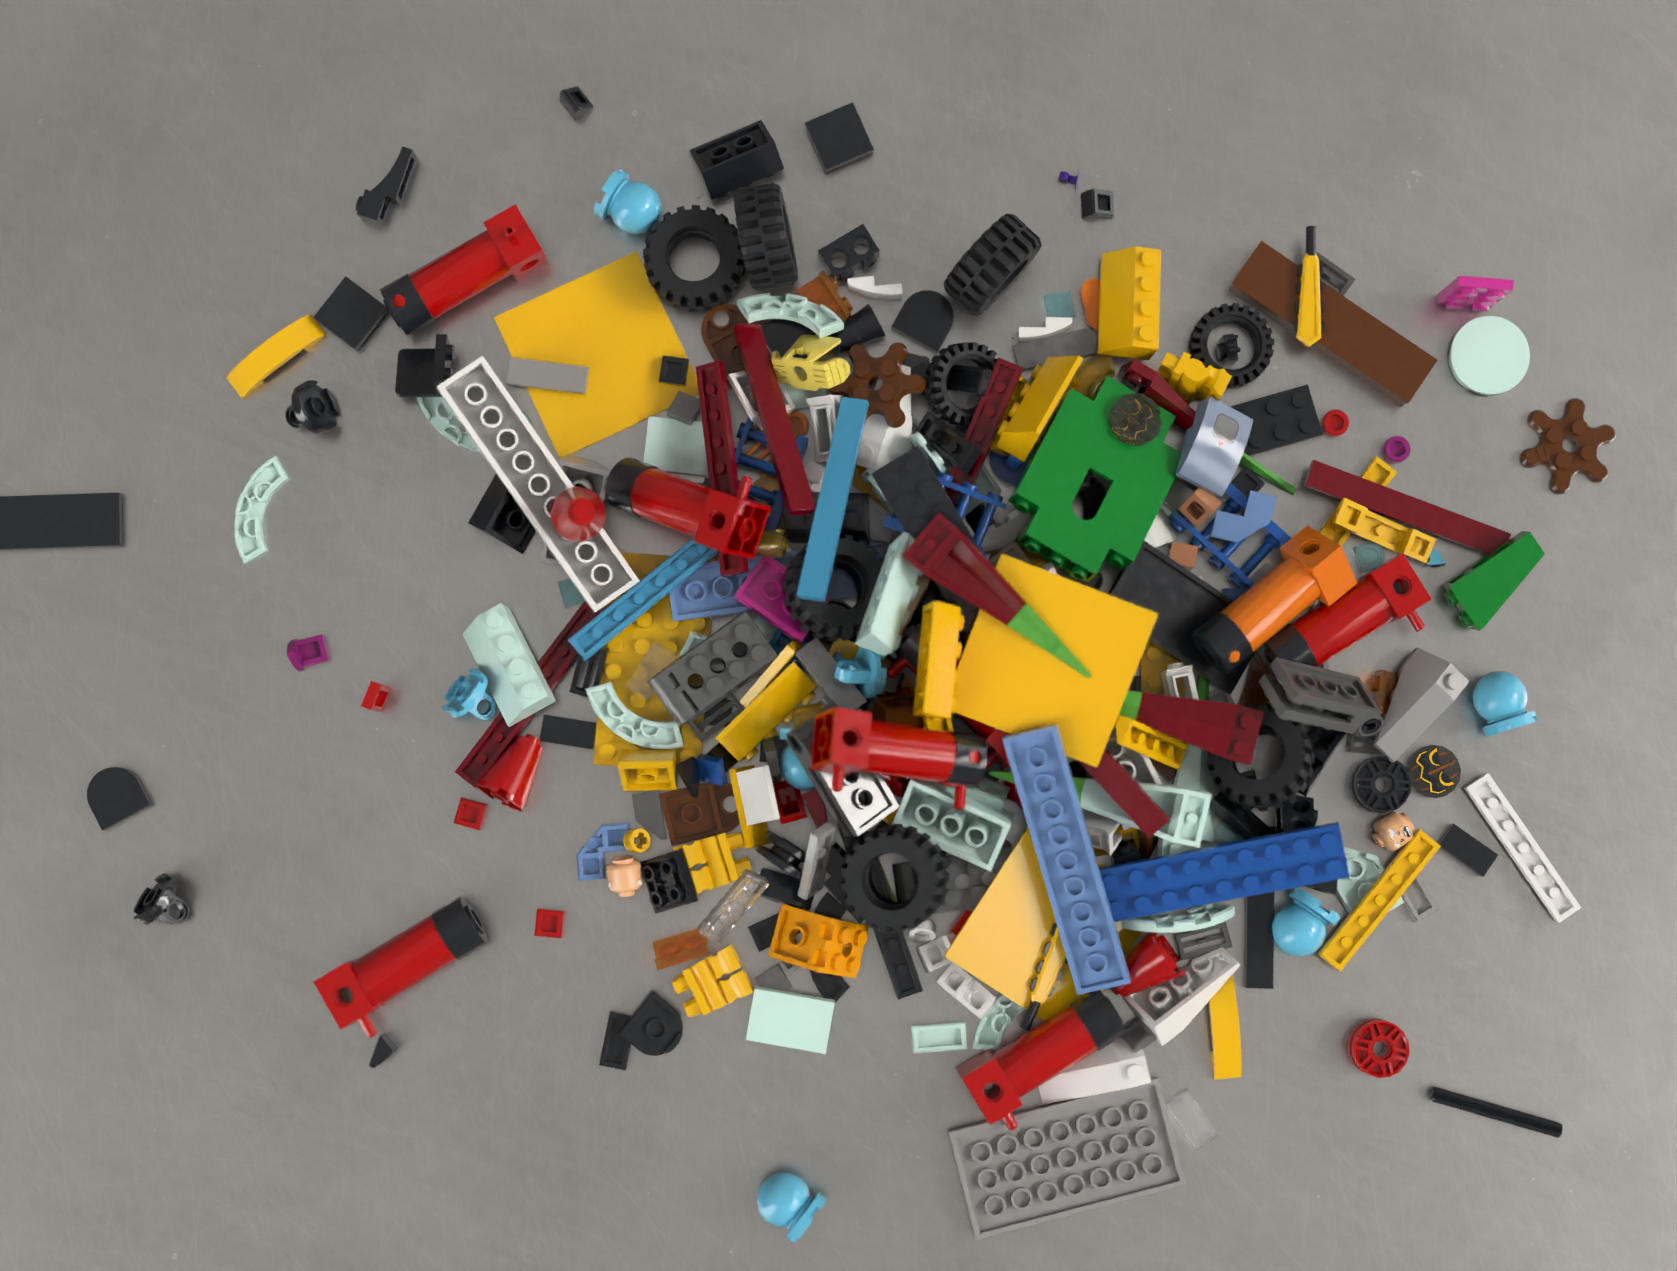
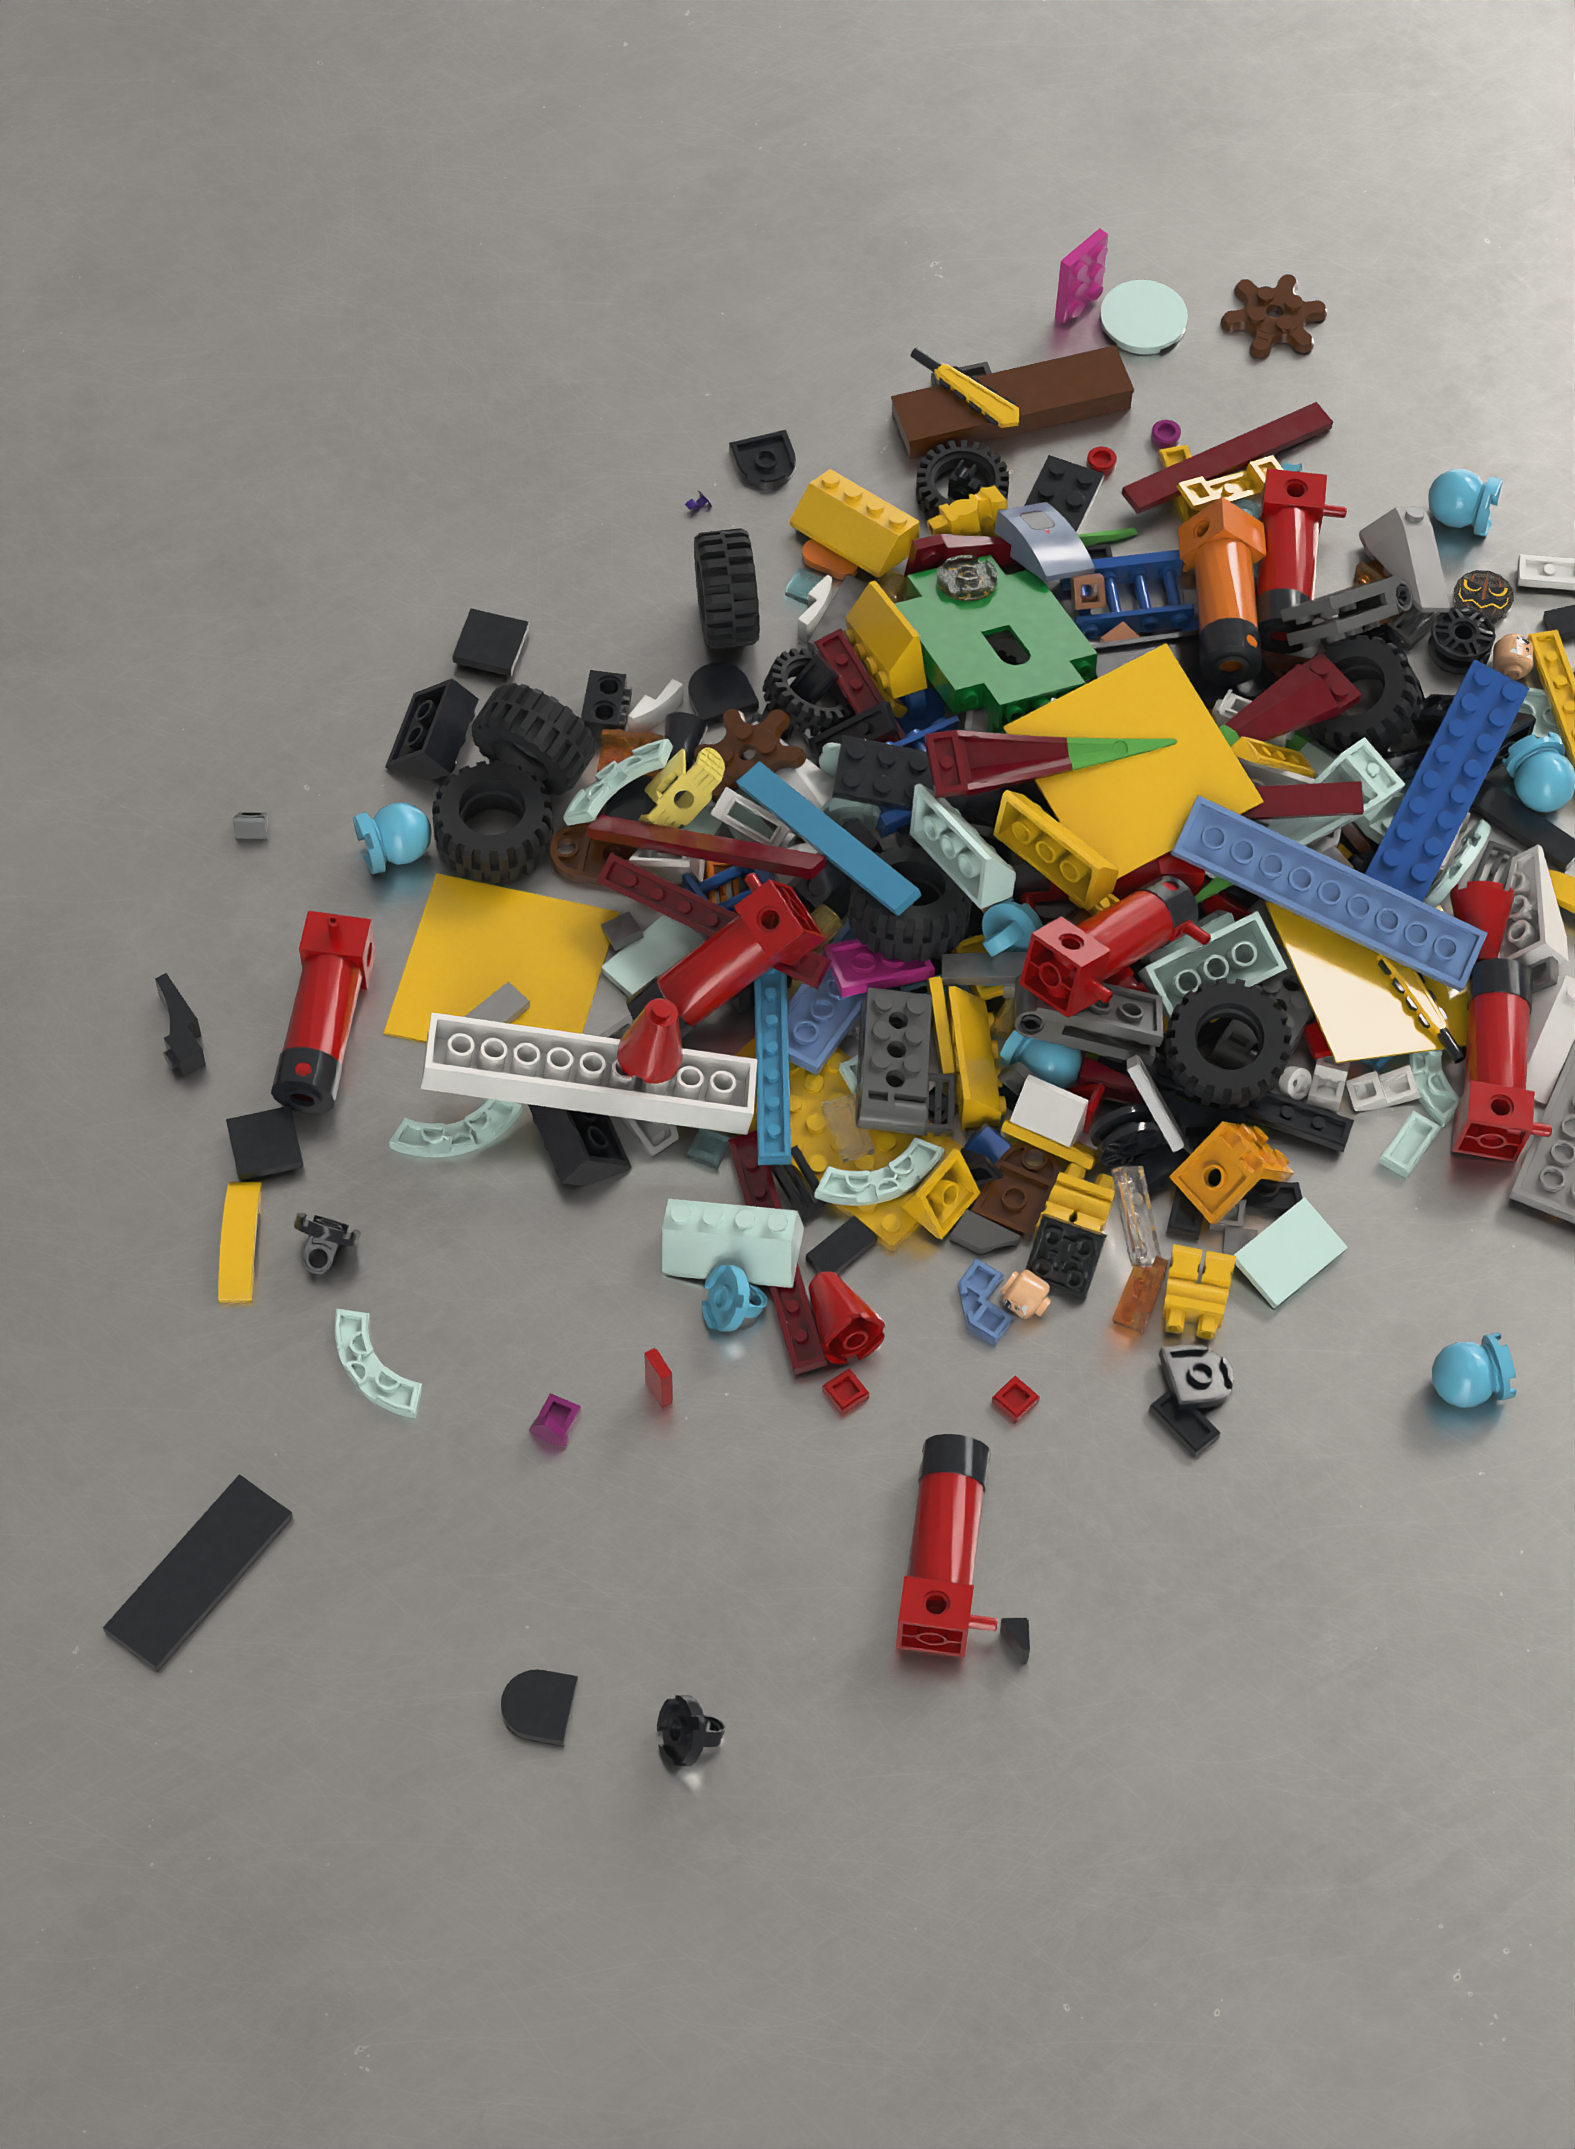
camera: 50 degrees left, 25 degrees down
(424, 369) = (385, 1113): black bracket -> none
(628, 840) = (1000, 1260): yellow bush -> none
(674, 371) = (578, 918): black tile -> none
(1097, 204) = (739, 499): black slope -> none
(1144, 194) = (764, 459): none -> black tile
(1256, 516) = (1135, 558): medium blue tile -> none
(1492, 580) = (1346, 436): green slope -> none

